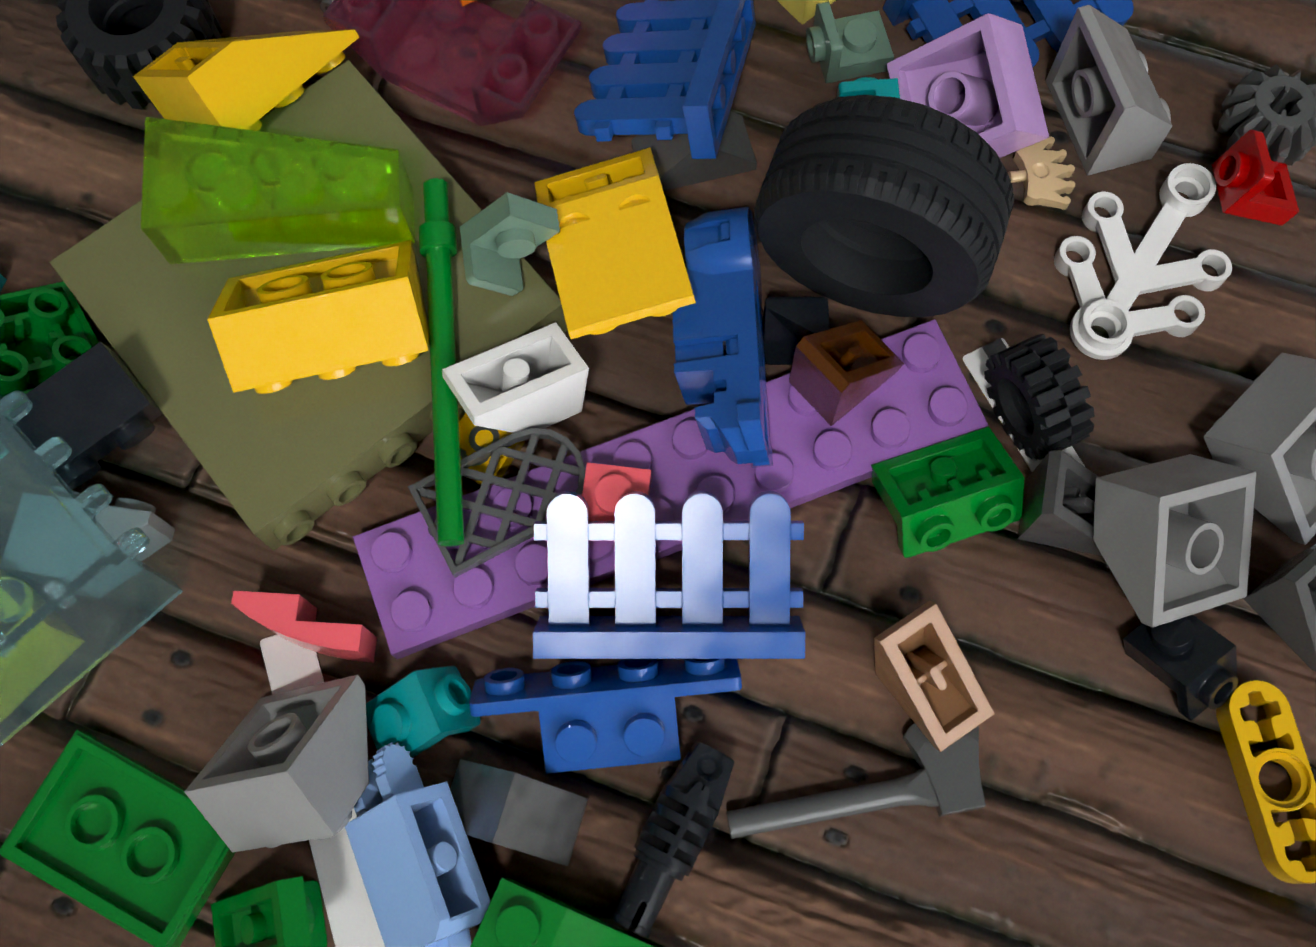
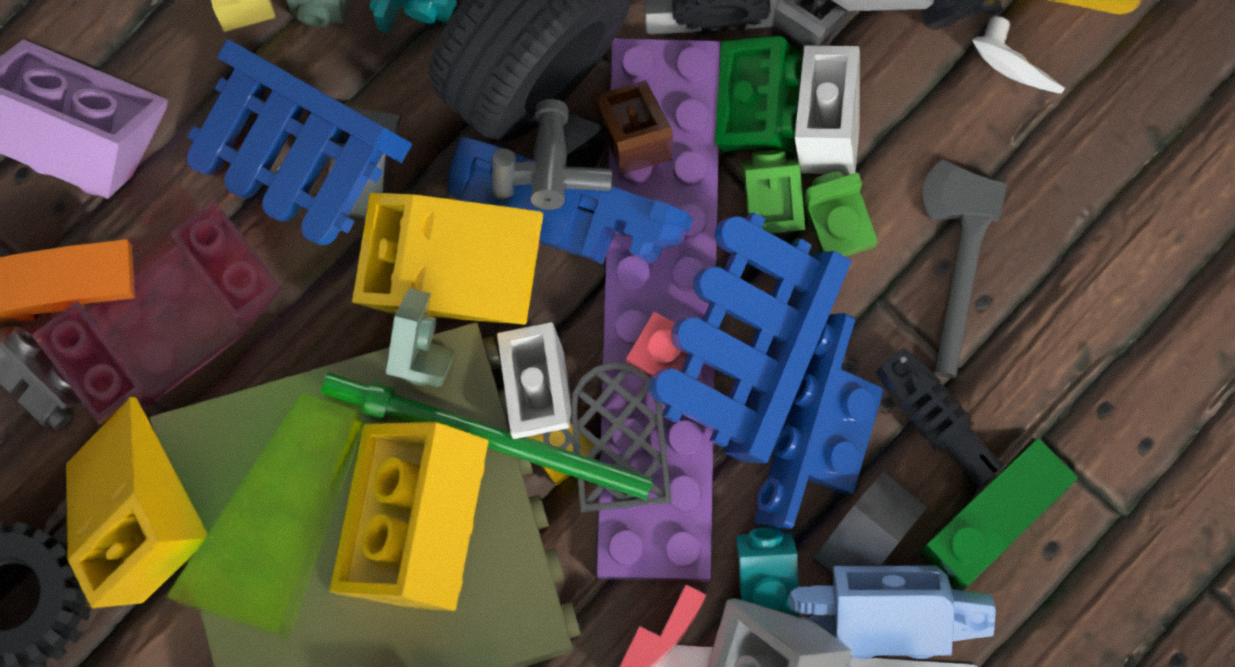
camera: 70 degrees left, 5 degrees up
(744, 288) = (548, 170): none -> dark grey piece
(846, 546) = (774, 190): none -> bright green bracket
(846, 632) = (839, 214): none -> bright green bracket
(930, 676) = (903, 177): medium nougat slope -> none
(968, 562) = (829, 110): none -> white slope
(1133, 752) = (1009, 62): none -> white bar

